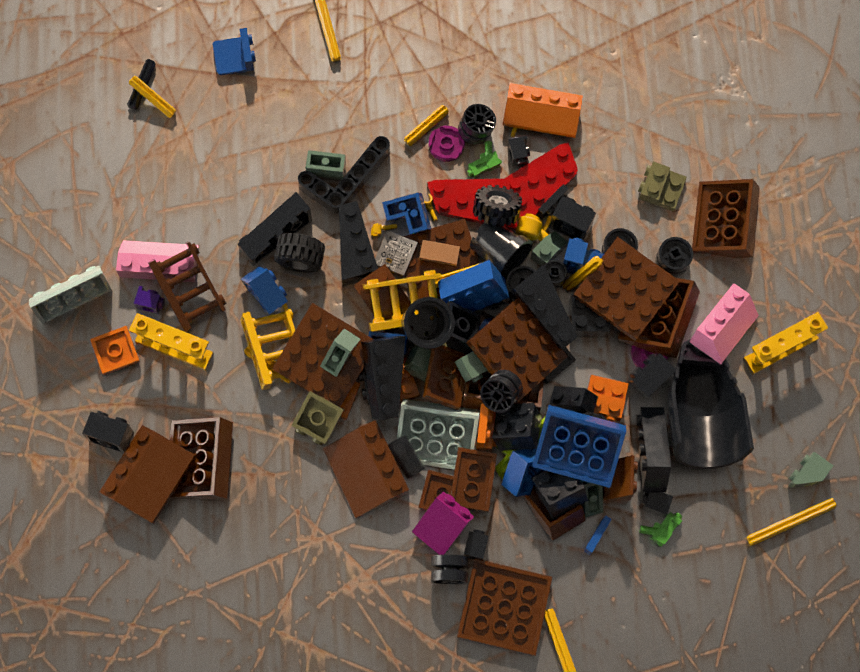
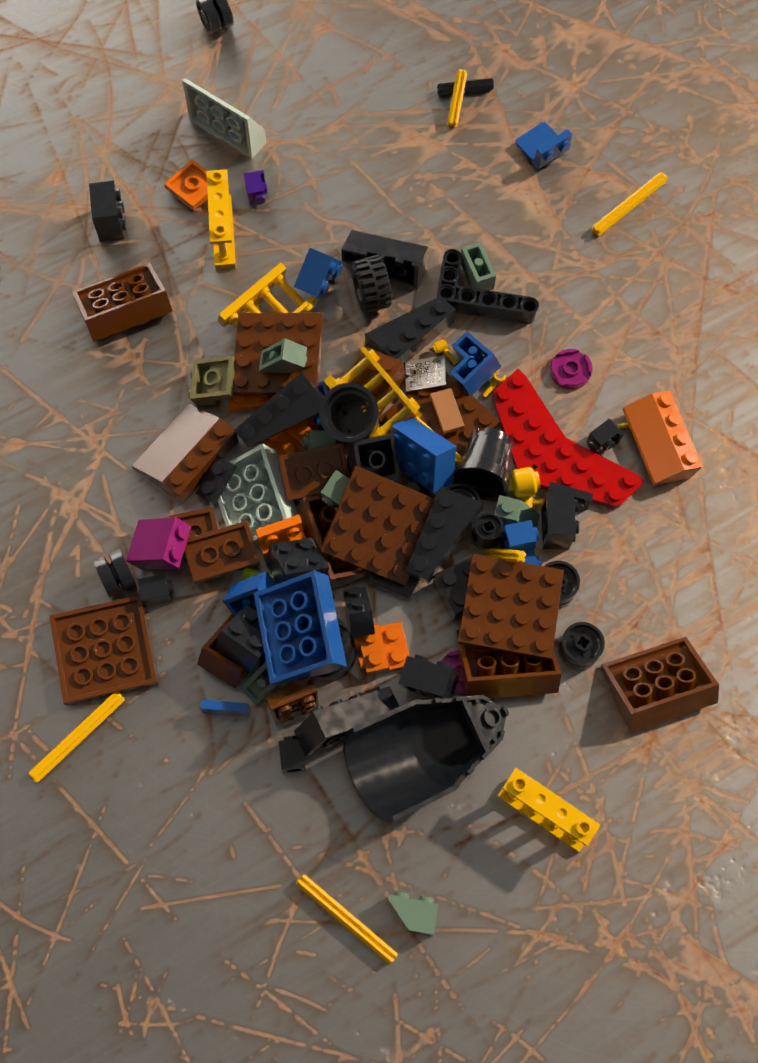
camera: 65 degrees right, 5 degrees down
(134, 256) = (299, 177): bright pink slope -> none
(147, 474) = (82, 261): reddish brown slope -> none
(177, 301) = (272, 188): reddish brown fence -> none
(426, 125) = (578, 341): yellow axle -> none
(477, 124) = (606, 382): black wheel -> none
(487, 162) = (574, 415): bright green piece -> none
(497, 205) = (526, 435): black wheel -> none
(501, 391) = (320, 524): black wheel -> none
(661, 186) = (655, 598): olive plate -> none
(663, 531) = (263, 778): bright green piece -> none
(725, 324) = (533, 733): bright pink slope -> none

